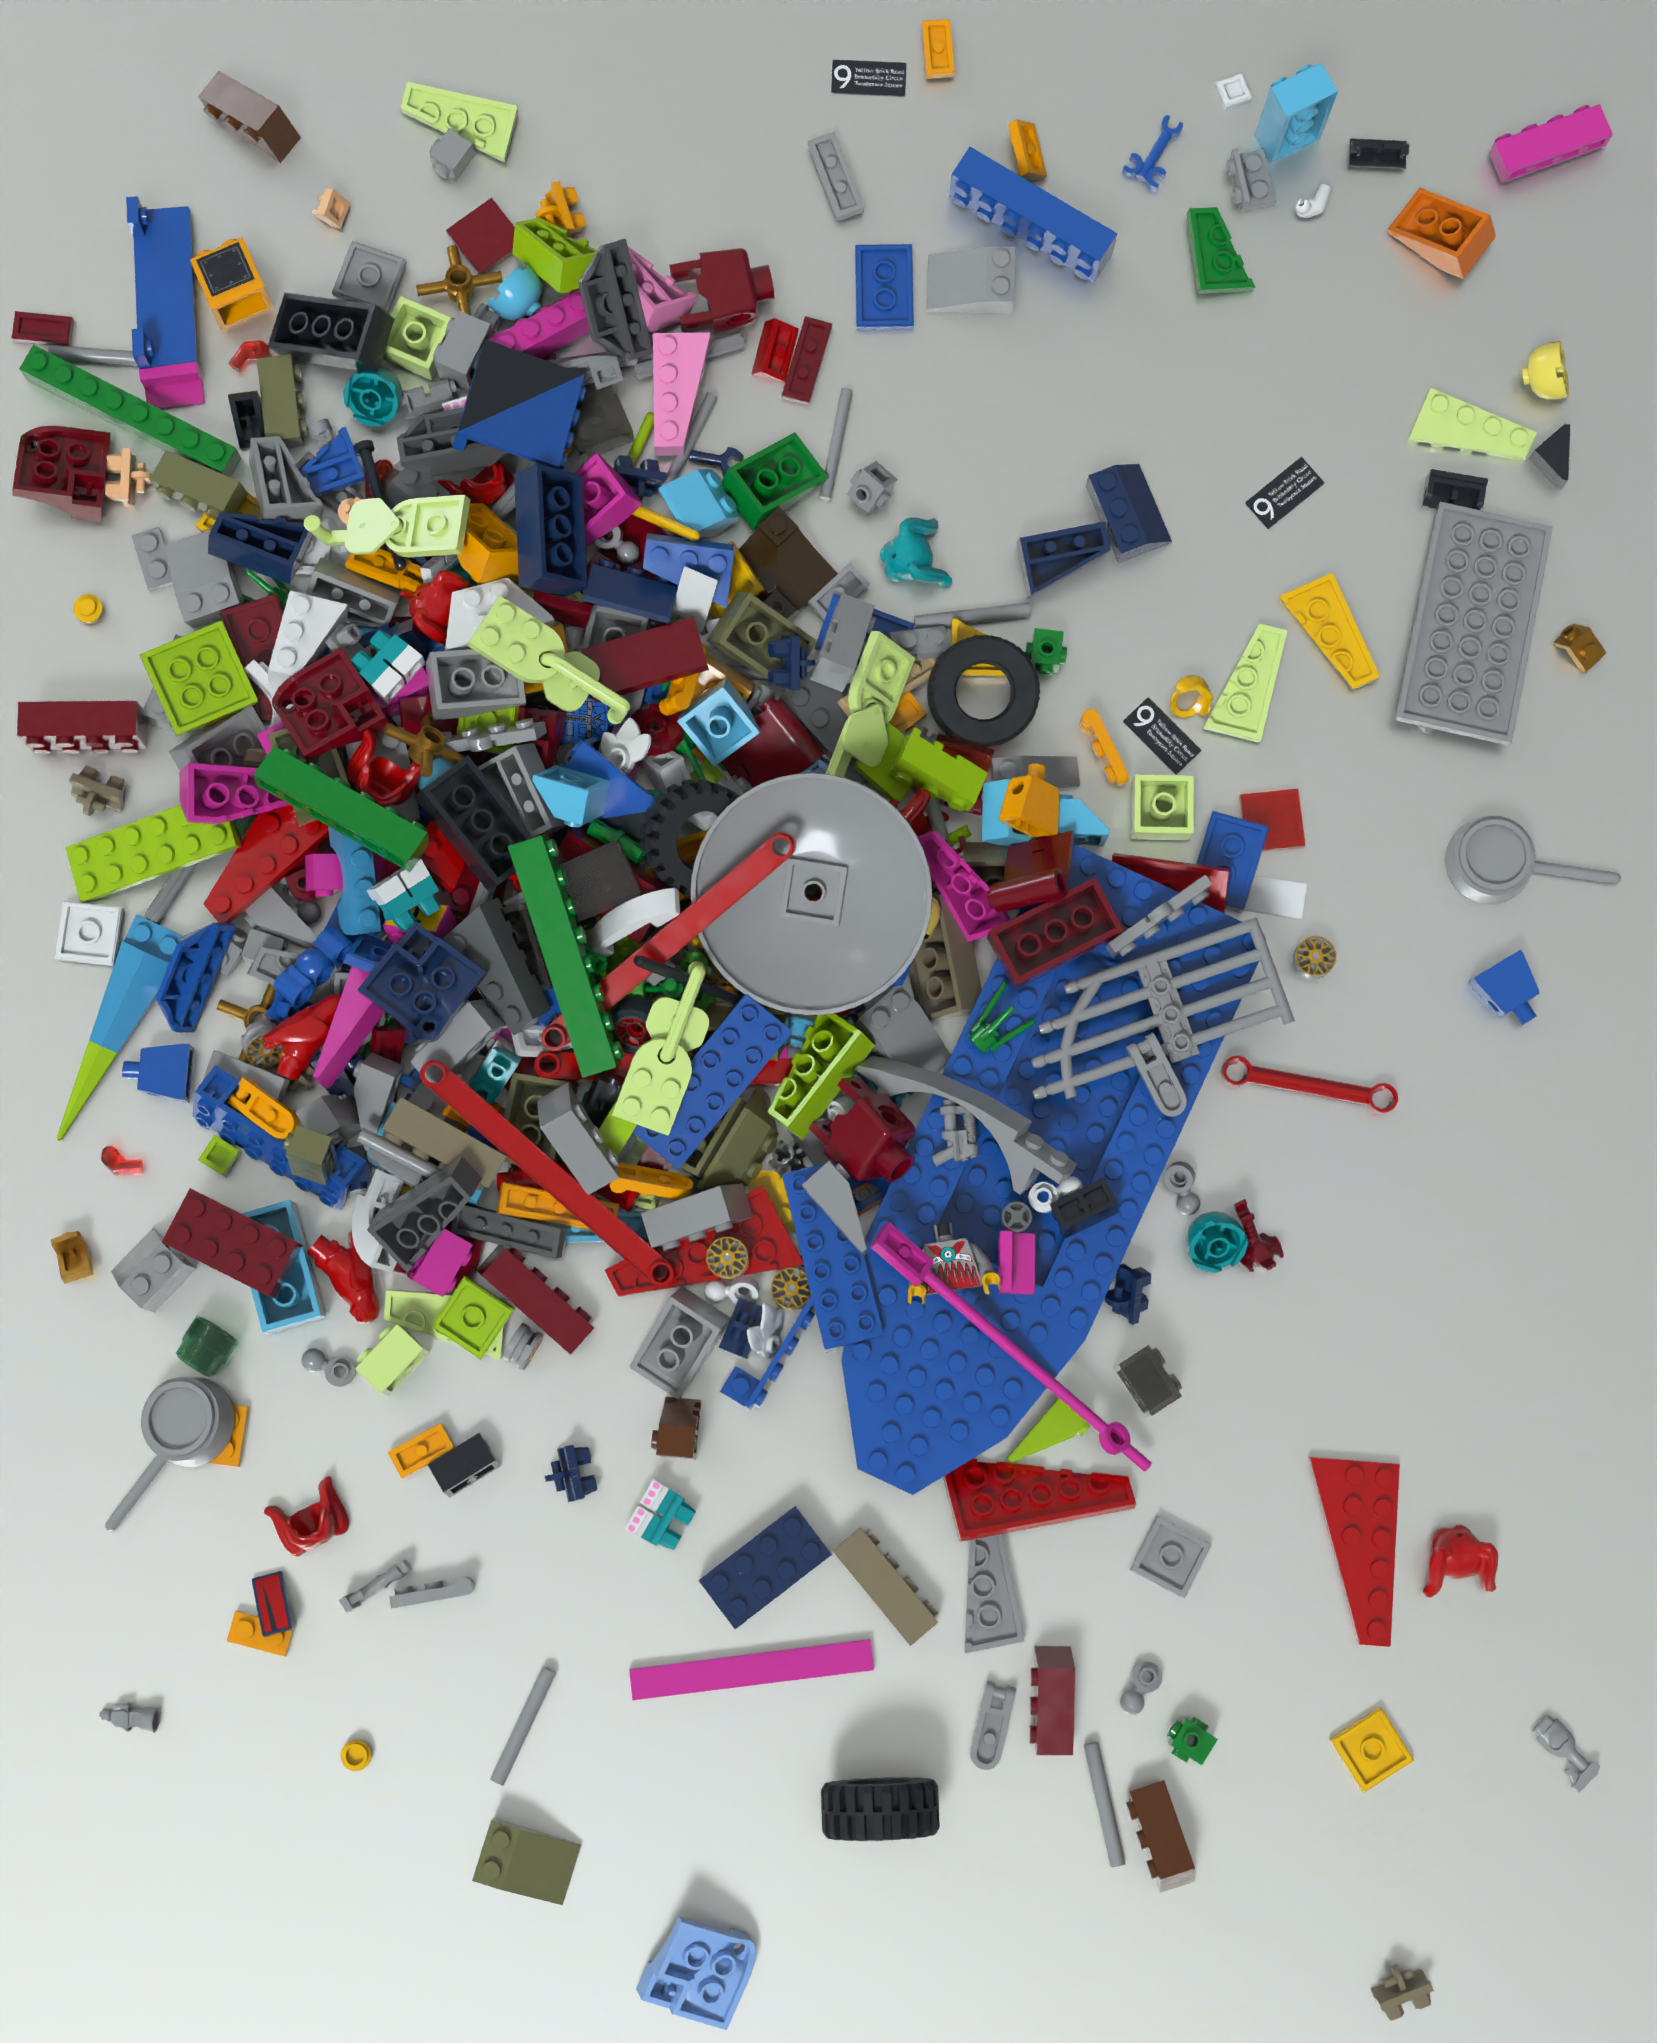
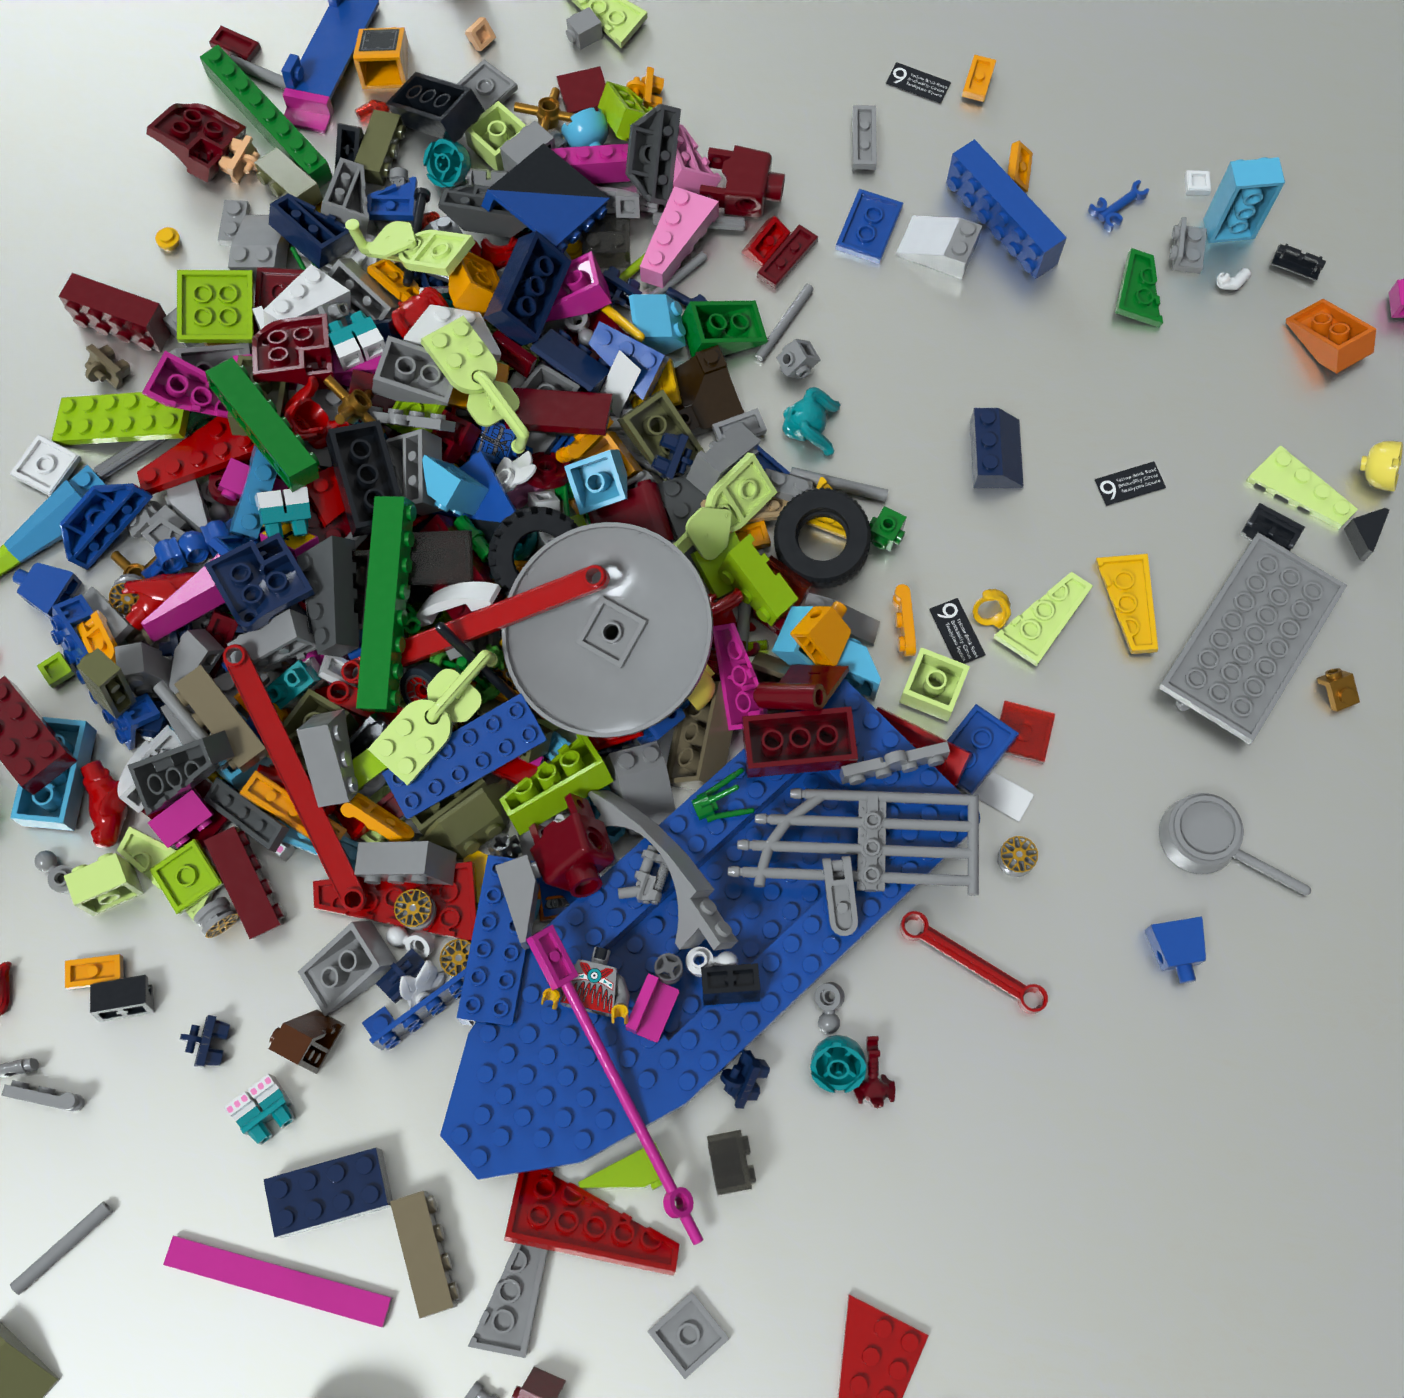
camera: 25 degrees right, 10 degrees down
(1060, 553) = (928, 460): dark blue wedge -> none

